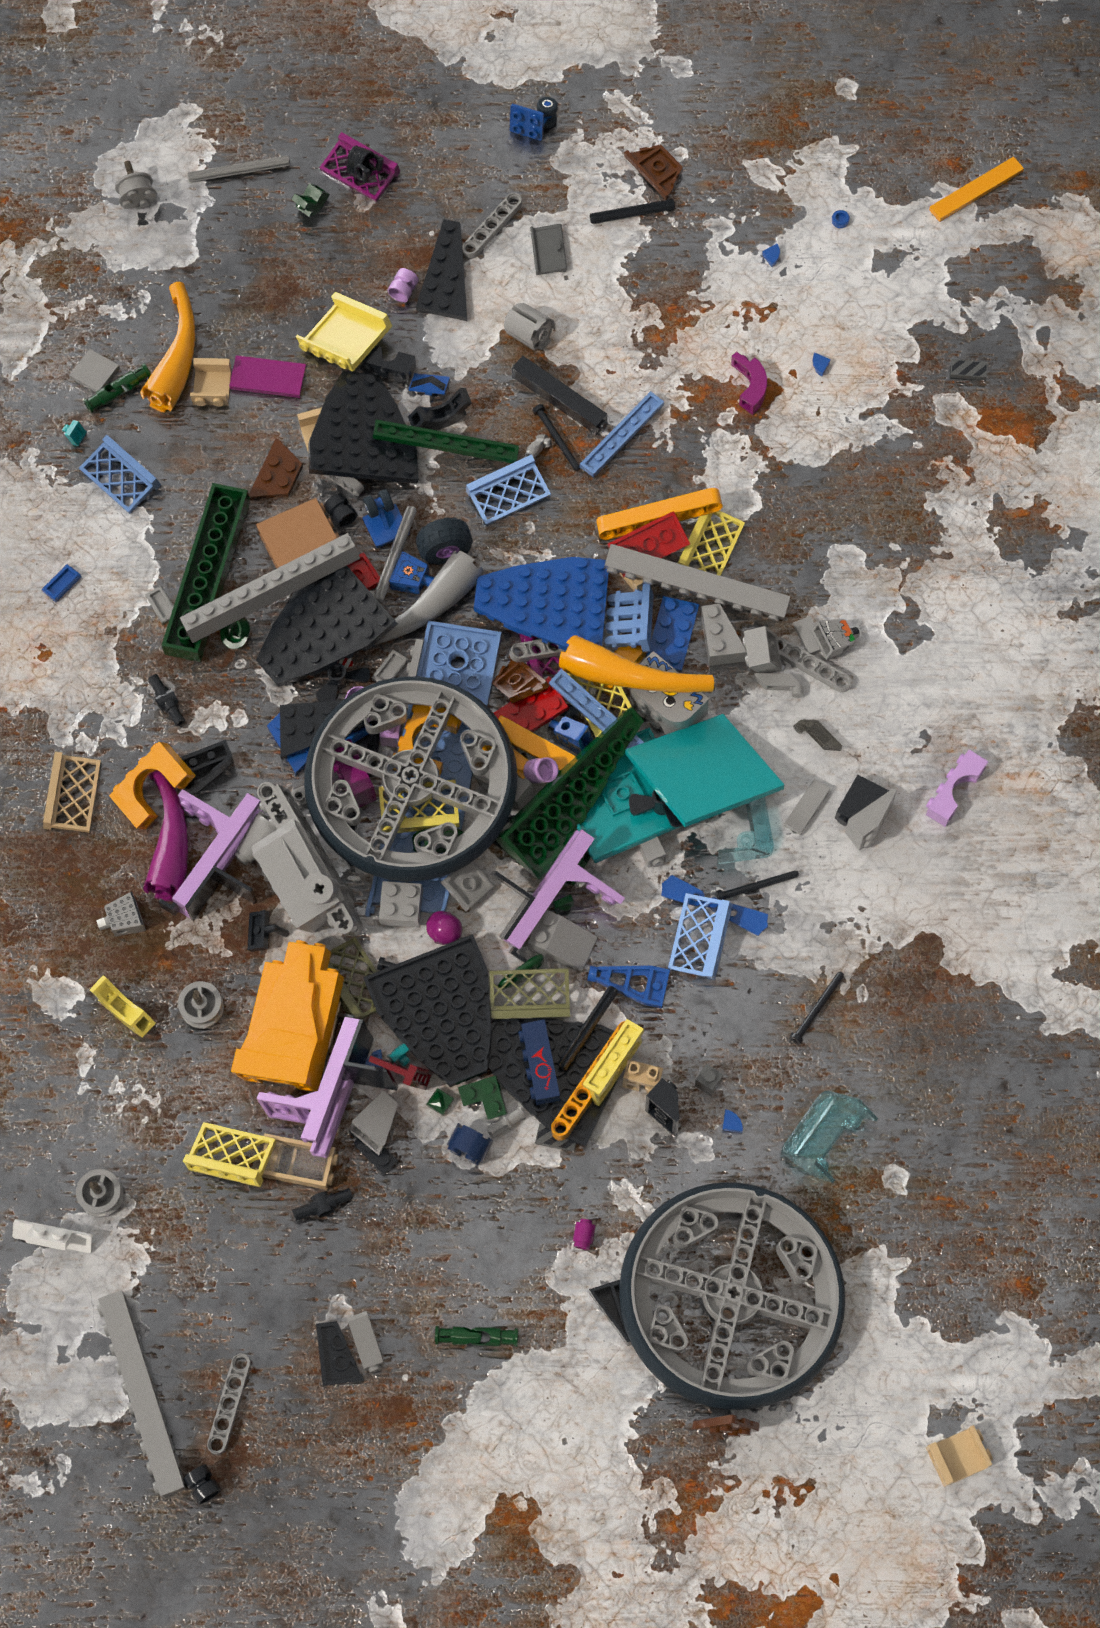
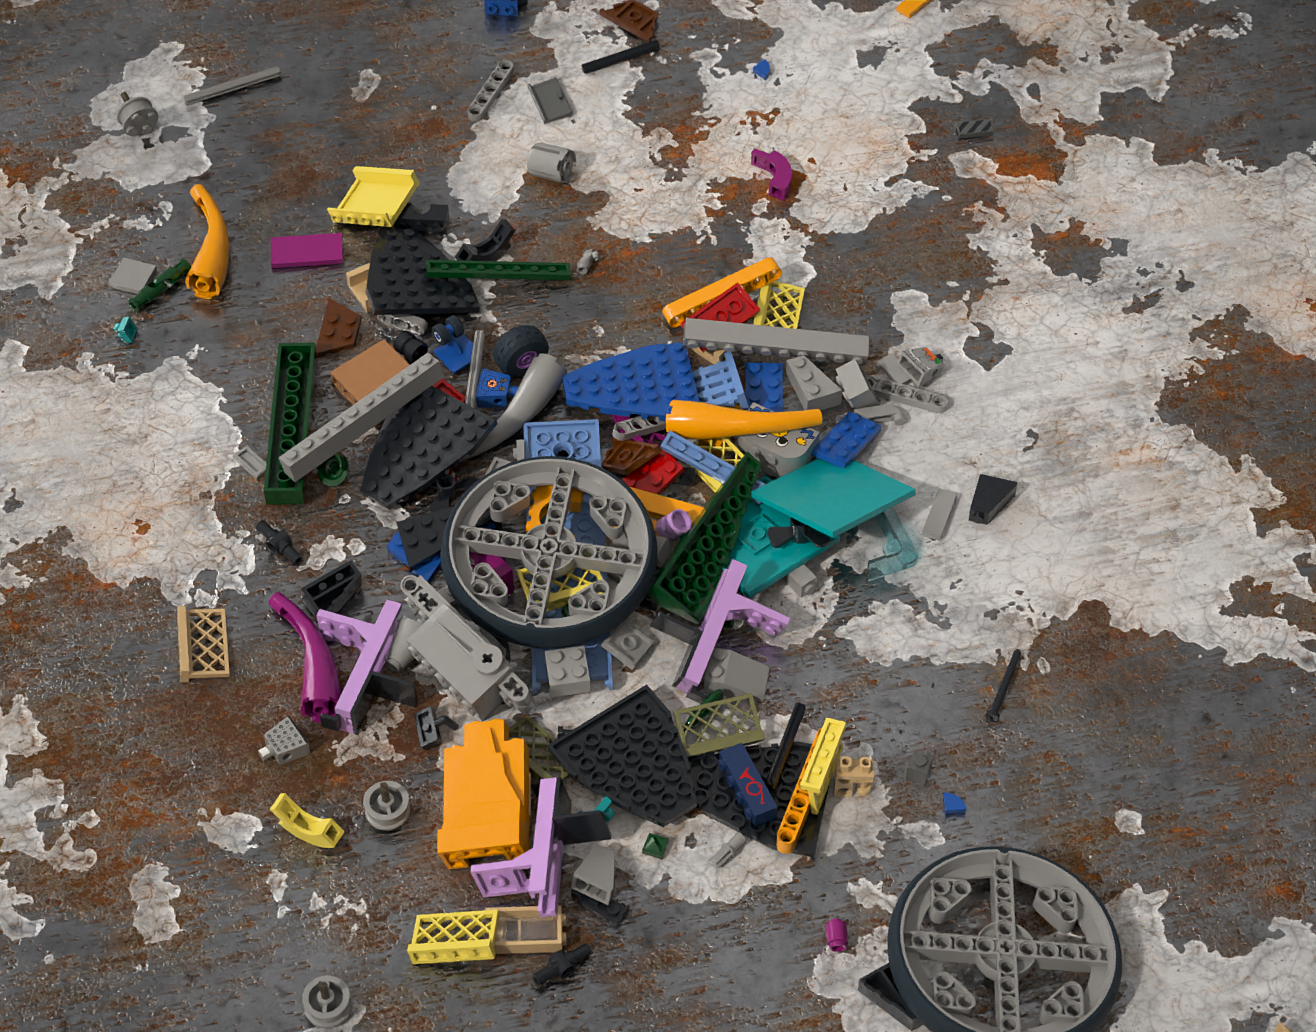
camera: 15 degrees left, 15 degrees down
(61, 582) = (145, 462): blue tile -> none
(129, 793) = (263, 629): light orange arch -> none
(132, 467) = (190, 346): medium blue fence -> none
(211, 382) = (252, 263): tan panel -> none
(311, 200) = (311, 97): brick -> none
(348, 143) = (354, 53): magenta fence -> none
(359, 163) = (350, 57): black piece -> none
(391, 736) = (514, 524): lavender brick -> none
(402, 285) = (419, 151): lavender wheel -> none
(414, 1075) = (617, 814): dark red fence -> none
(429, 384) = (467, 227): blue piece -> none
(444, 282) = (457, 139): black wing -> none
(444, 927) = (615, 685): magenta helmet -> none
(470, 1143) = (697, 874): dark blue brick -> none
(488, 1092) = (701, 825): dark green plate -> none
(497, 479) = (557, 293): light blue fence -> none
(539, 410) = (580, 231): black bar -> none
(545, 1138) = (773, 857): dark grey tile -> none
(559, 395) = (596, 215): black brick -> none
(563, 904) = (729, 641): dark green tile -> none
(571, 734) = (692, 490): blue torso -> none
(621, 434) = (665, 236): medium blue plate -> none
(655, 987) = (840, 697): blue plate -> none
(663, 1105) = (885, 796): black slope -> none
(717, 936) = (889, 643): light blue fence -> none
(737, 706) = (846, 440): none -> blue plate
(746, 918) = (912, 619): blue piece -> none
(756, 885) = (880, 606): black bar -> none
(818, 733) = (930, 450): clear smoke piece -> none
(820, 363) = (835, 147): blue tile -> none
(821, 1129) = (1044, 786): clear light blue windscreen -> none
(840, 219) = (817, 30): blue tile -> none
(865, 825) = (1002, 511): light grey slope -> none
(968, 770) = (1083, 453): lavender arch -> none

